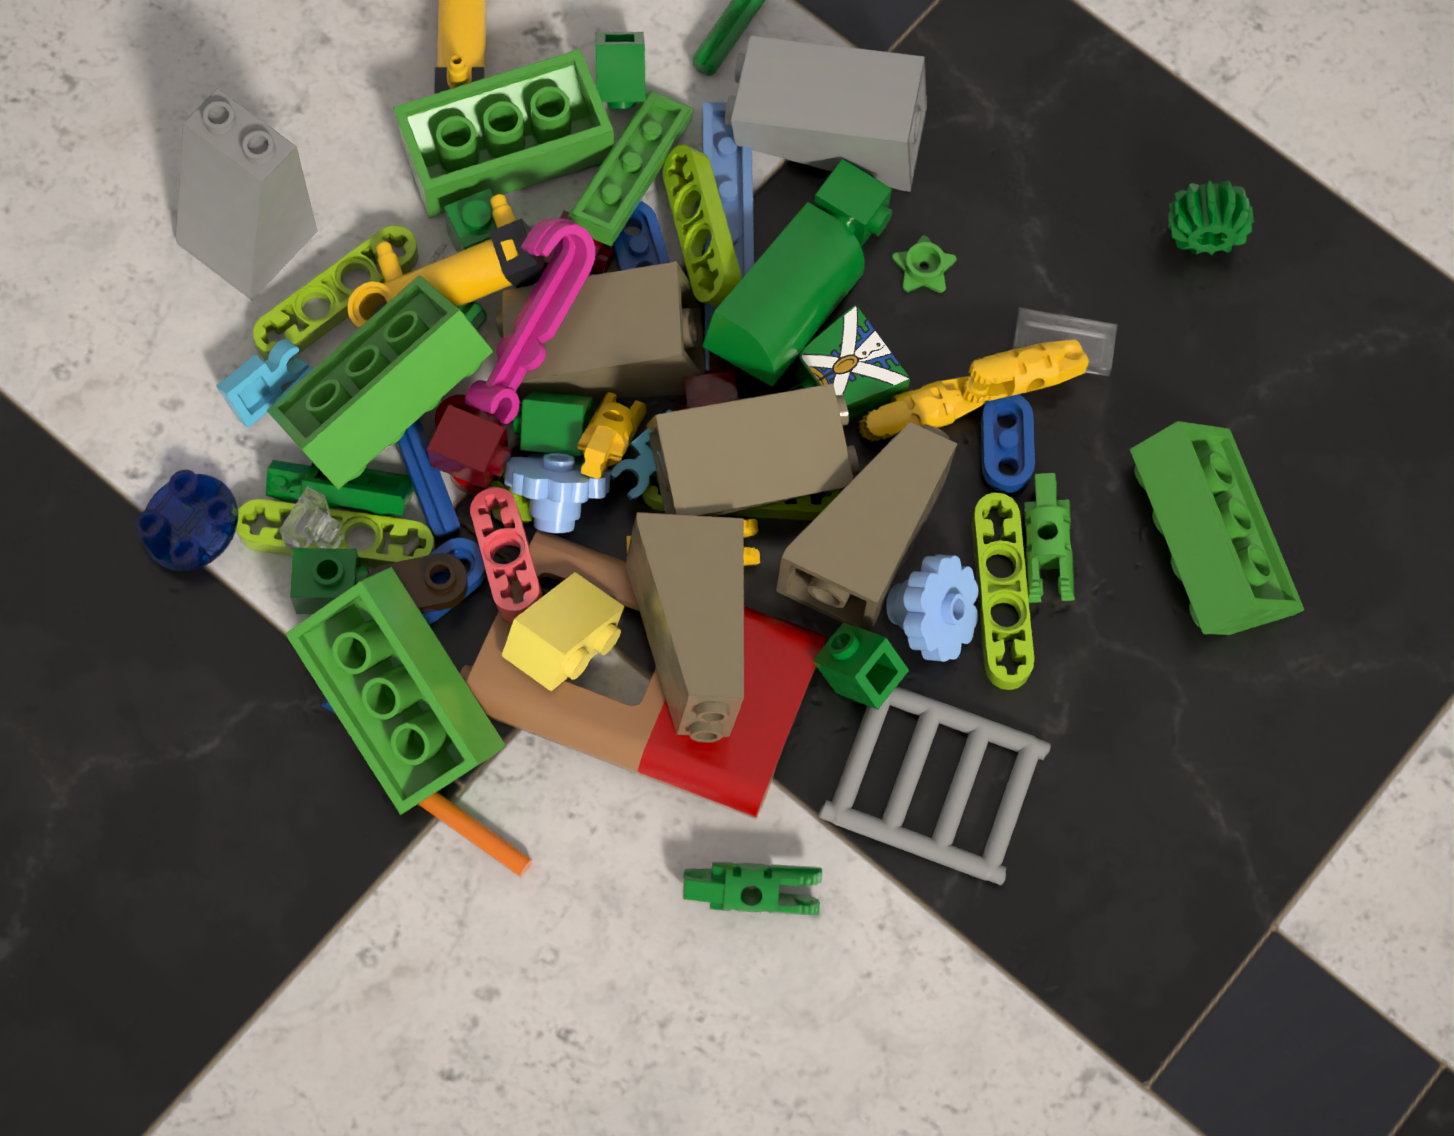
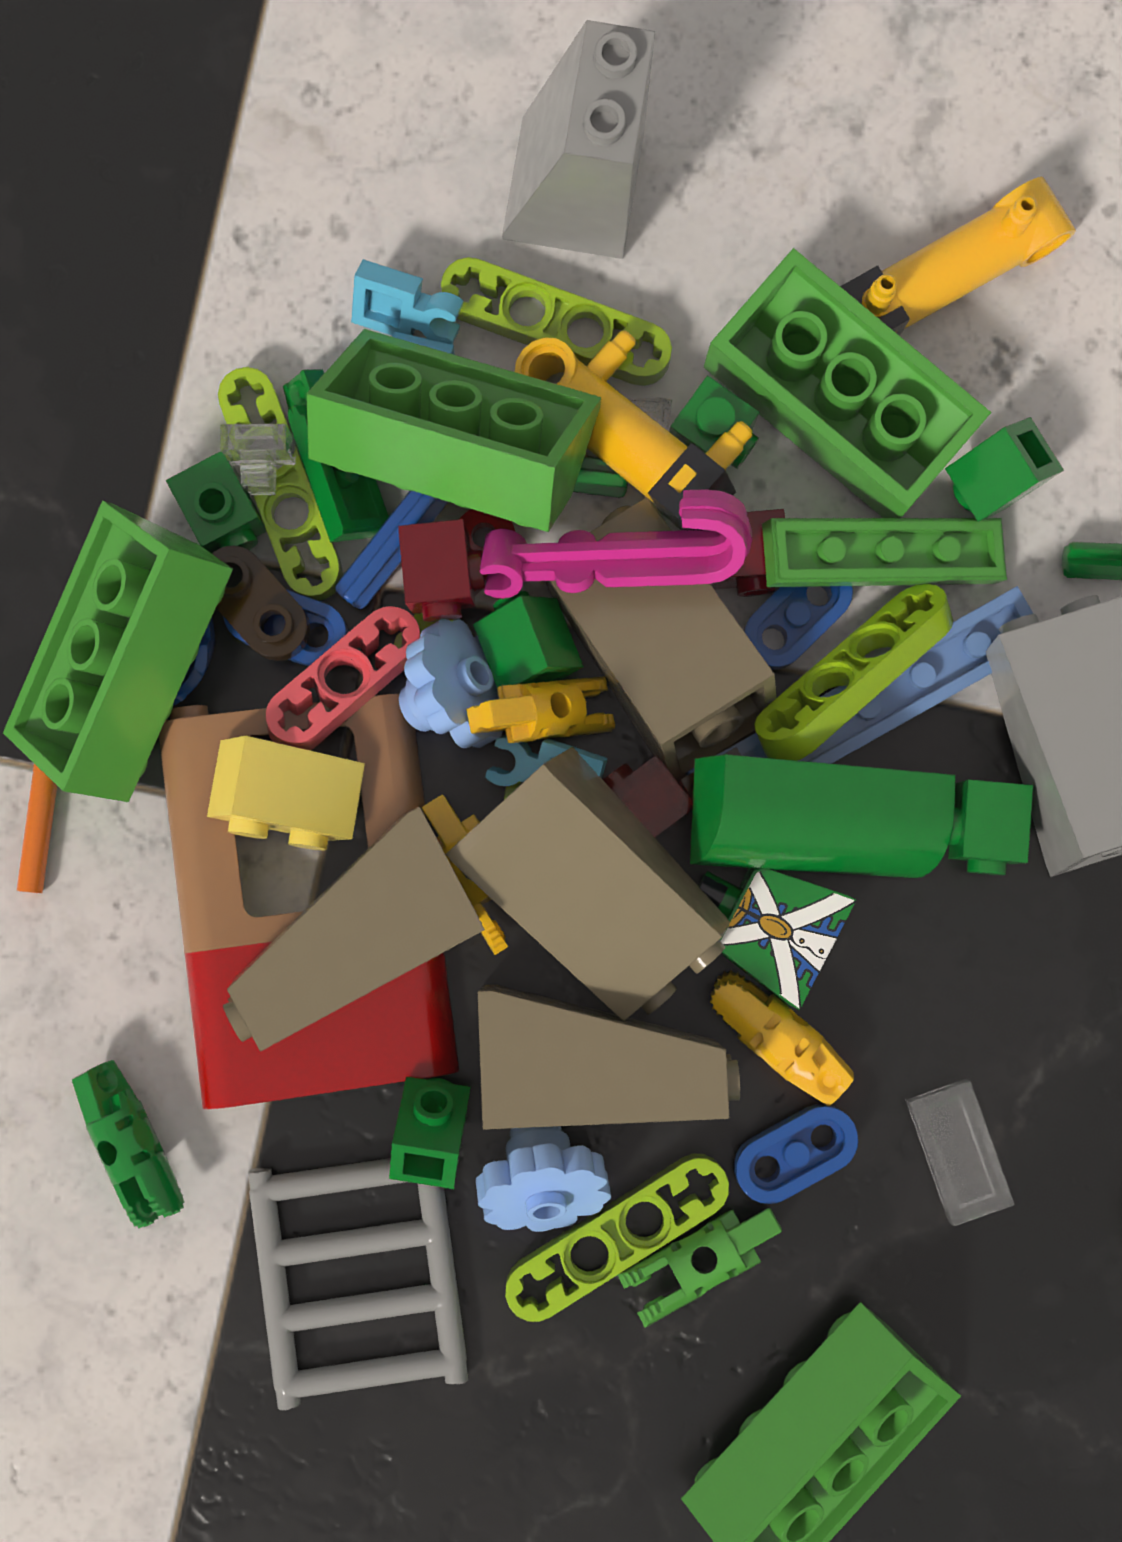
camera: 65 degrees right, 15 degrees up
(188, 521) = (208, 325): clear blue dish -> none
(926, 253) = (981, 948): bright green plate -> none
(1024, 370) = (888, 1134): yellow hinge -> none

